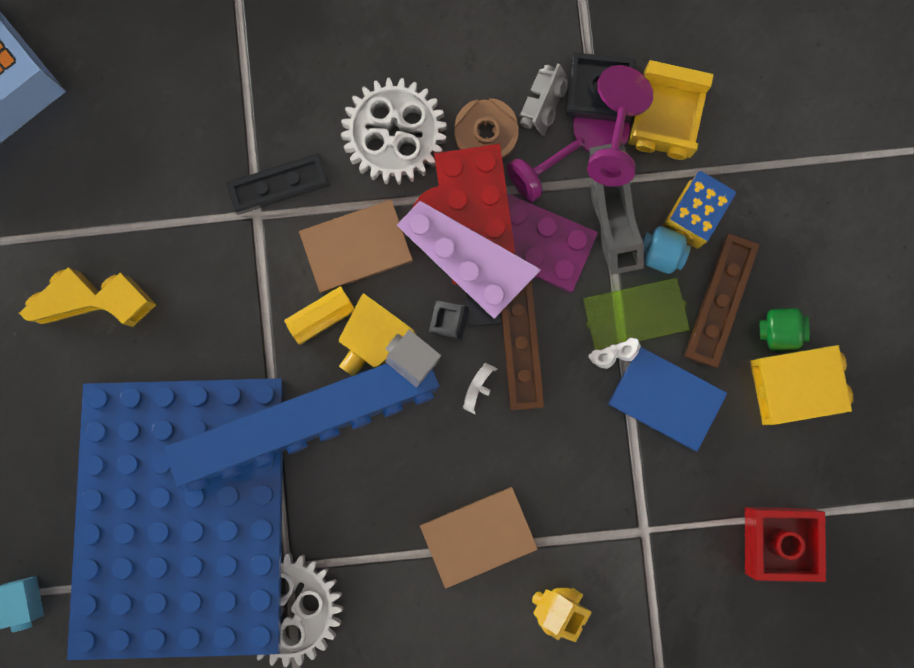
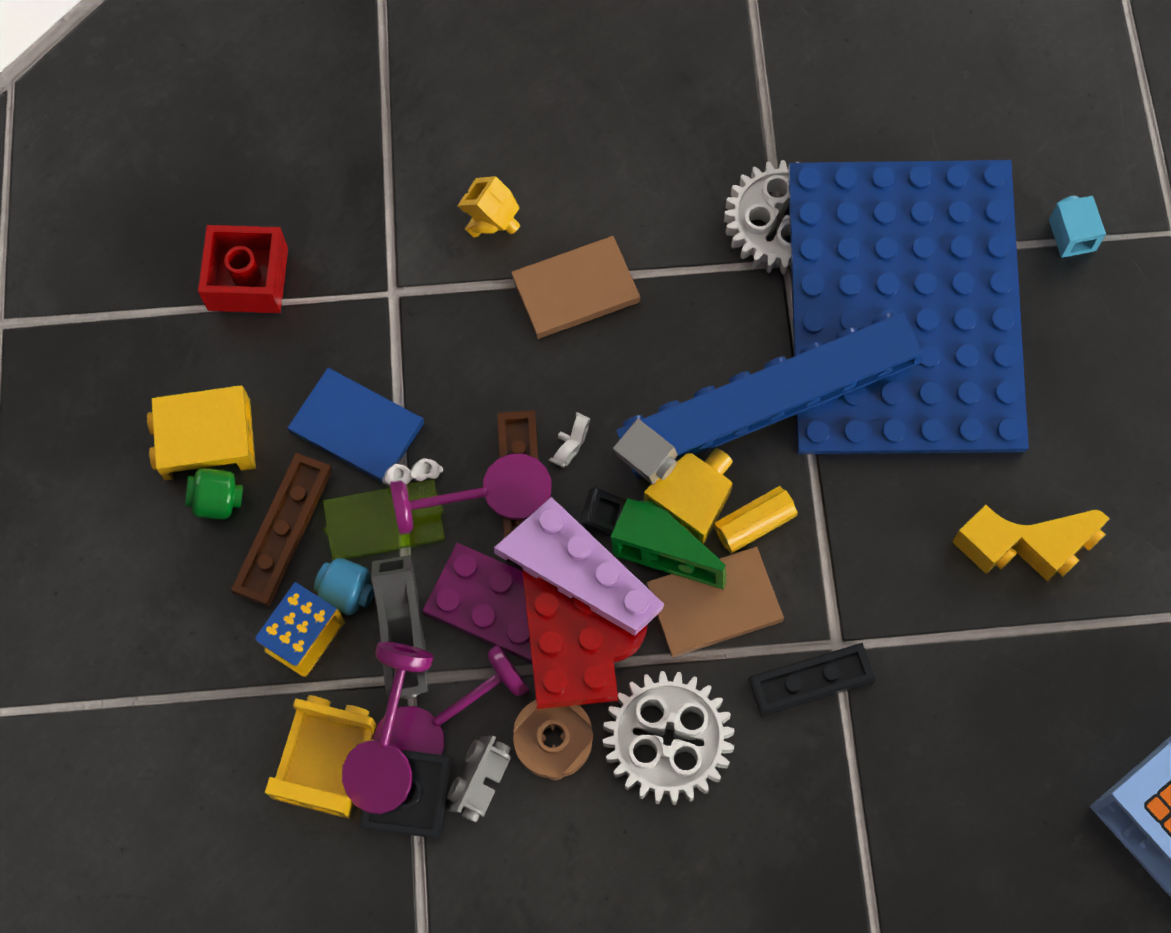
camera: 175 degrees left, 15 degrees down
(403, 292) = (660, 542): none -> green slope
(527, 337) = (511, 486): none -> magenta piece

